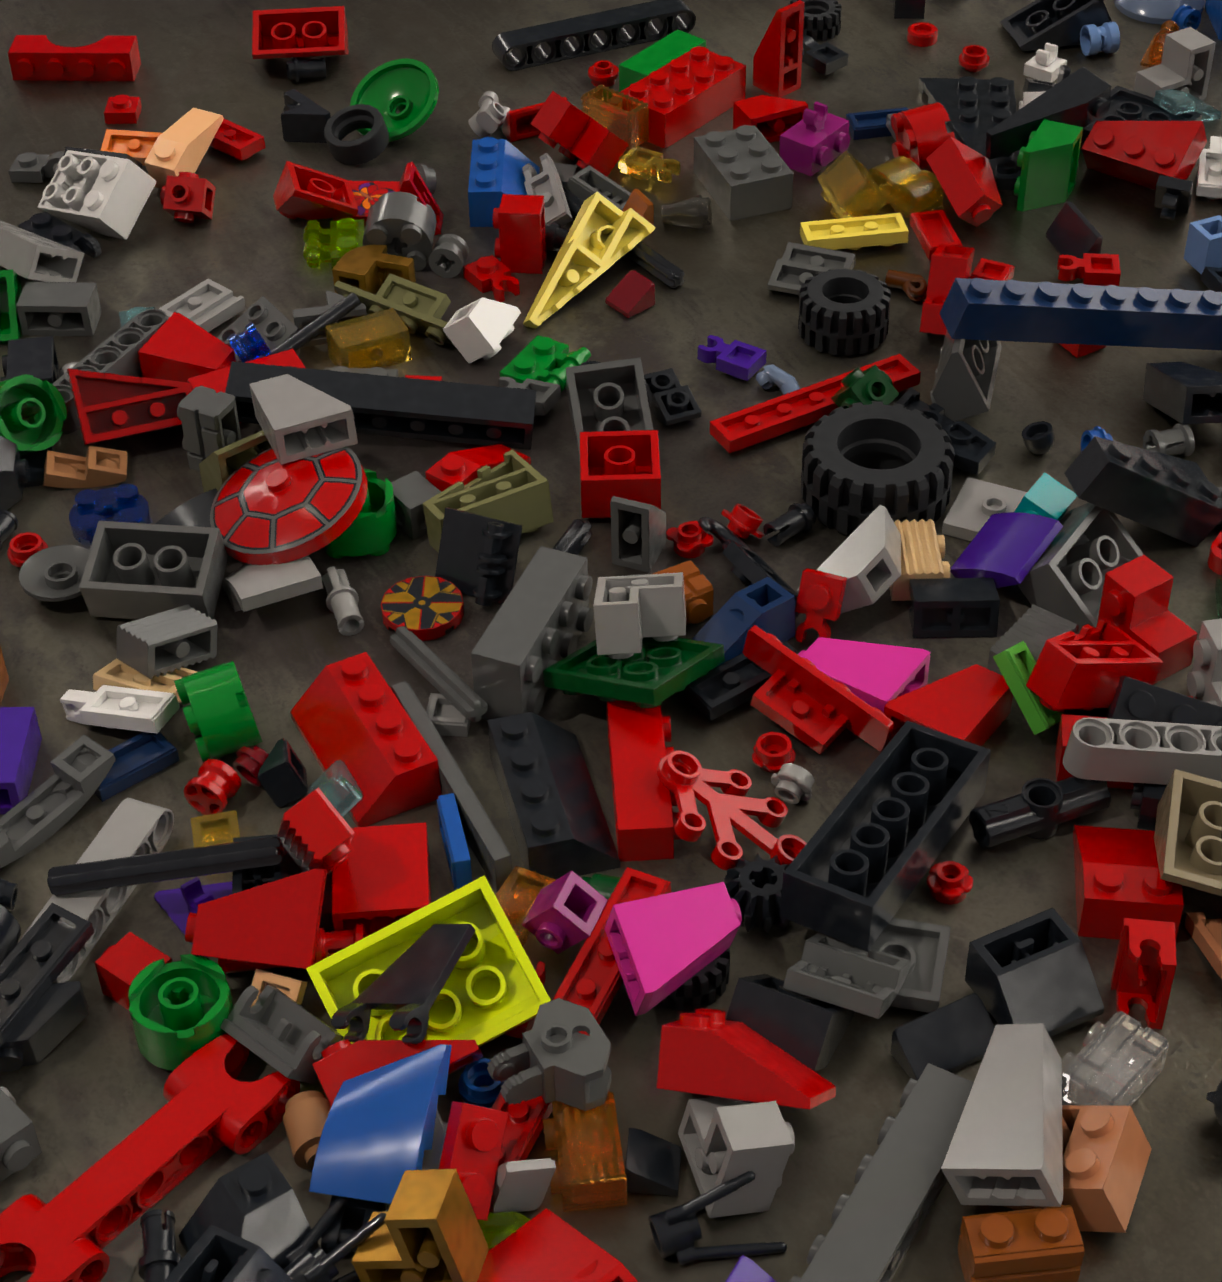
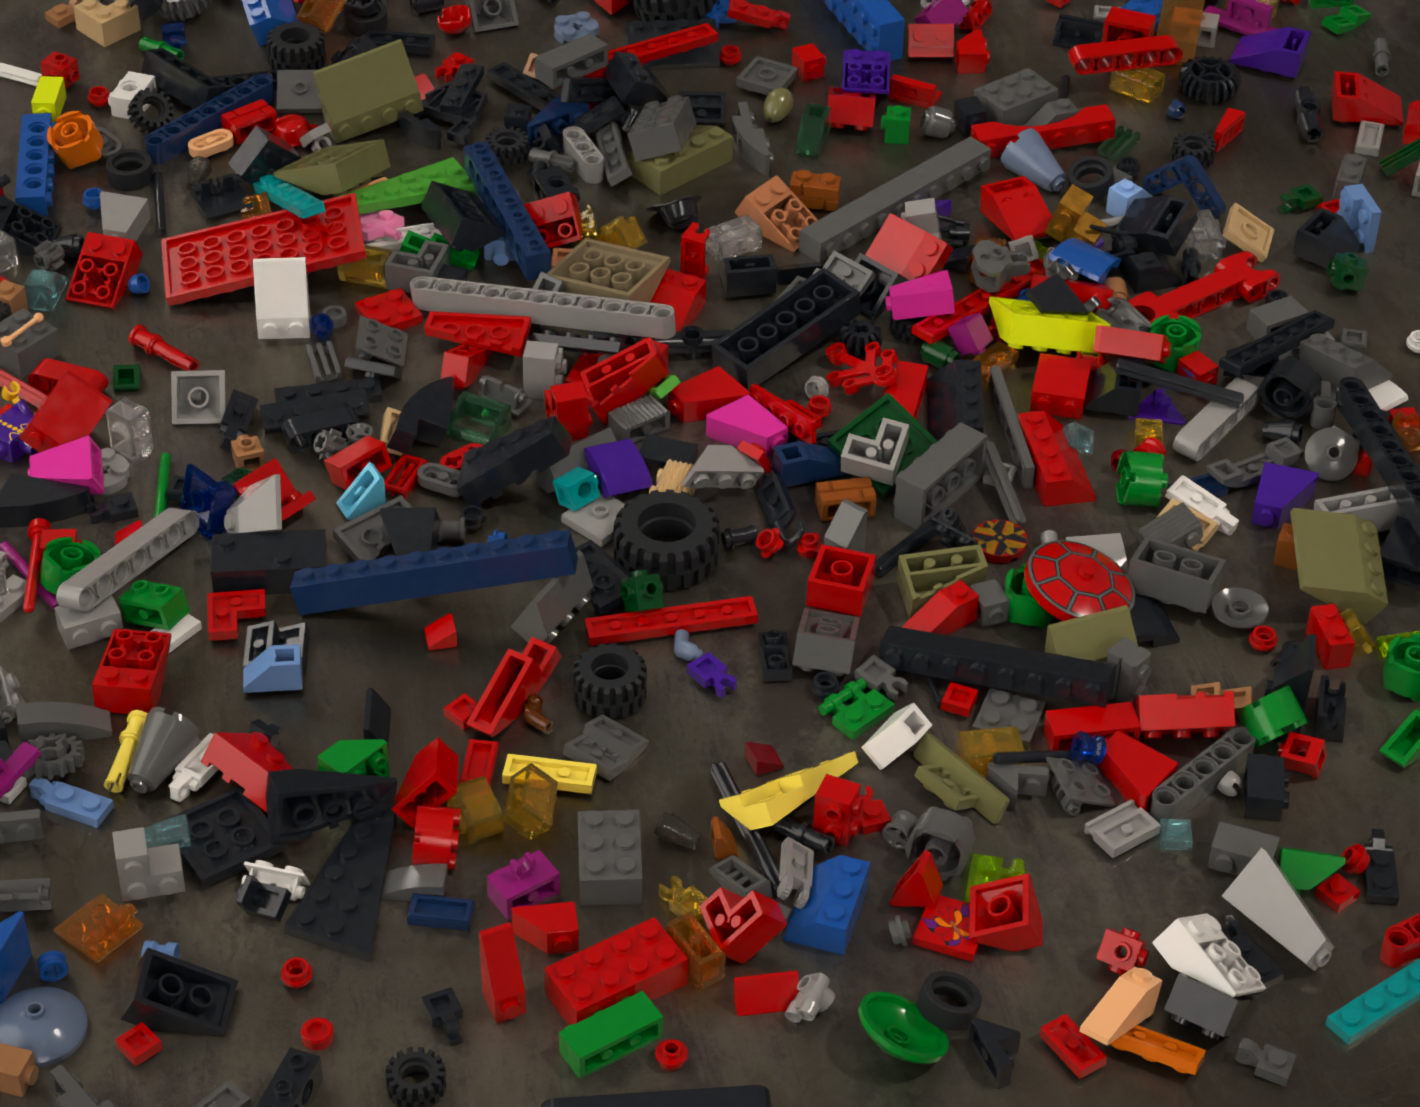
camera: 165 degrees left, 0 degrees up
(119, 502) = (1216, 647): clear blue plate -> none
(283, 775) = (1103, 448): black slope -> none
(301, 418) = (1066, 593): light grey slope -> none
(316, 832) = (1097, 358): red brick -> none
(370, 266) = (987, 819): pearl gold brick -> none
(454, 841) = (1016, 390): blue tile -> none
(474, 1150) = (1044, 241): red plate -> none
(1011, 1125) = (801, 205): light grey slope -> none
(1044, 64) = (235, 947): white tile -> none
(1092, 268) = (388, 687): red plate -> none

